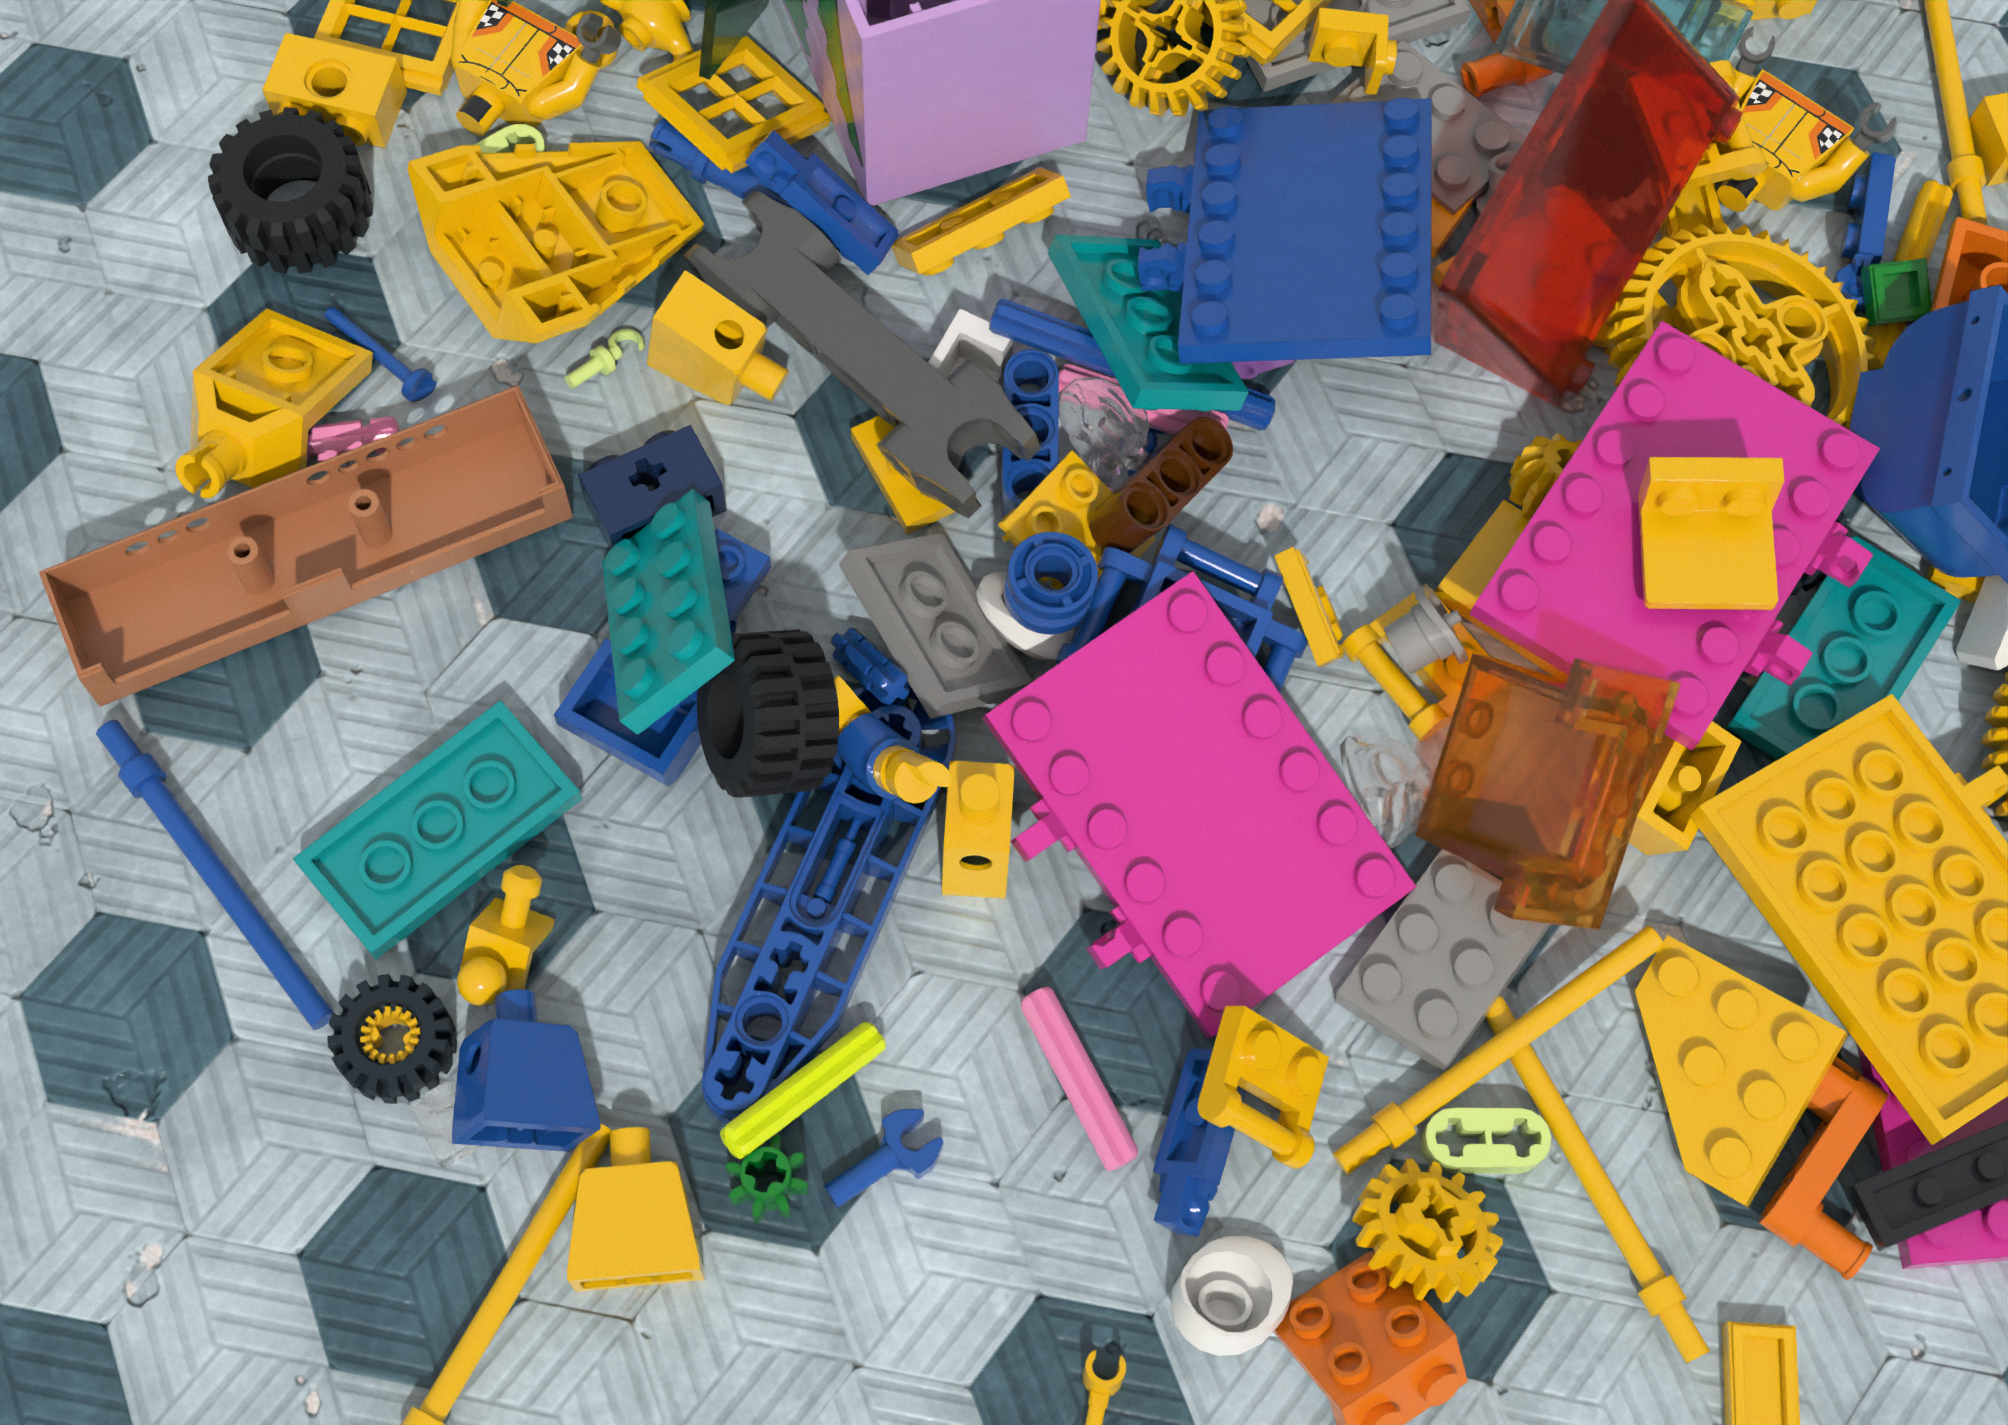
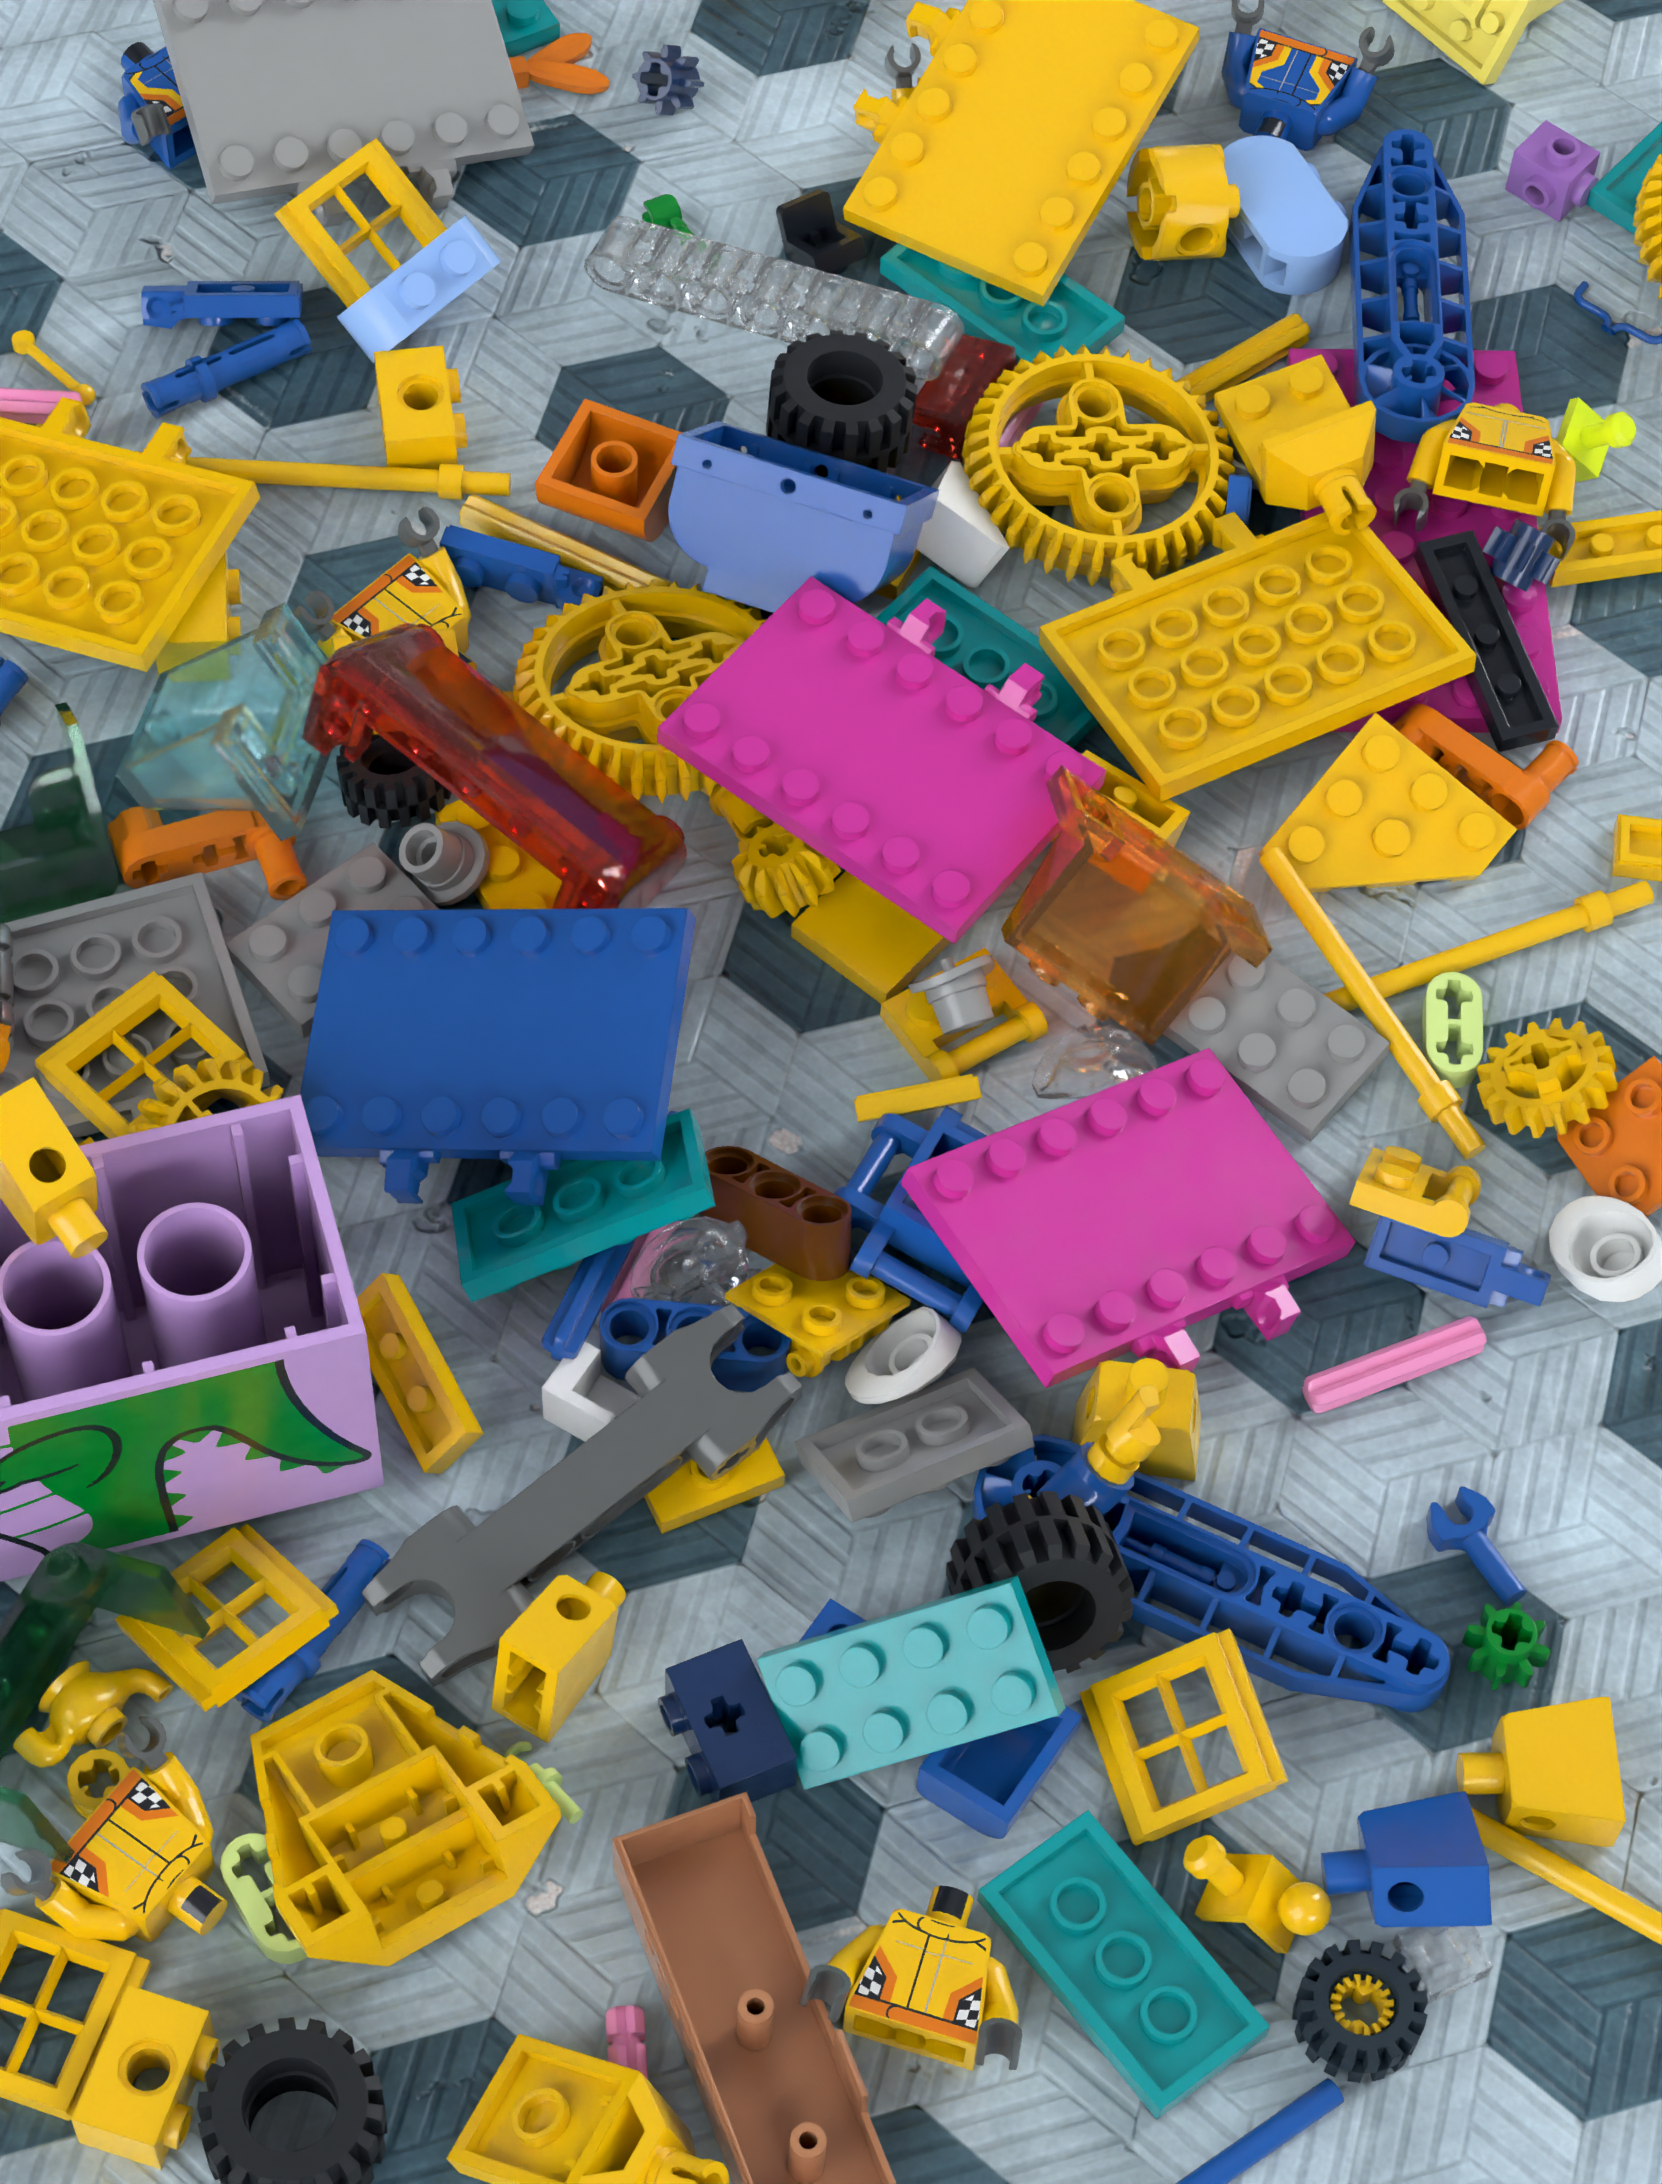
camera: 85 degrees left, 10 degrees down
(408, 659) = (924, 1986): none -> torso
(415, 385) = (560, 1989): blue piece -> none
(670, 913) = (1239, 1712): none -> yellow piece
(802, 1090) = (1421, 1601): neon yellow axle -> none
(825, 201) = (388, 1516): blue hinge -> none
(870, 666) = (949, 1517): blue axle -> none
(1055, 557) = (902, 1282): blue wheel -> none
(1354, 40) = (251, 967): yellow bracket -> none
(1709, 532) = (916, 718): yellow bracket -> none
(1896, 291) = (600, 553): green tile -> none

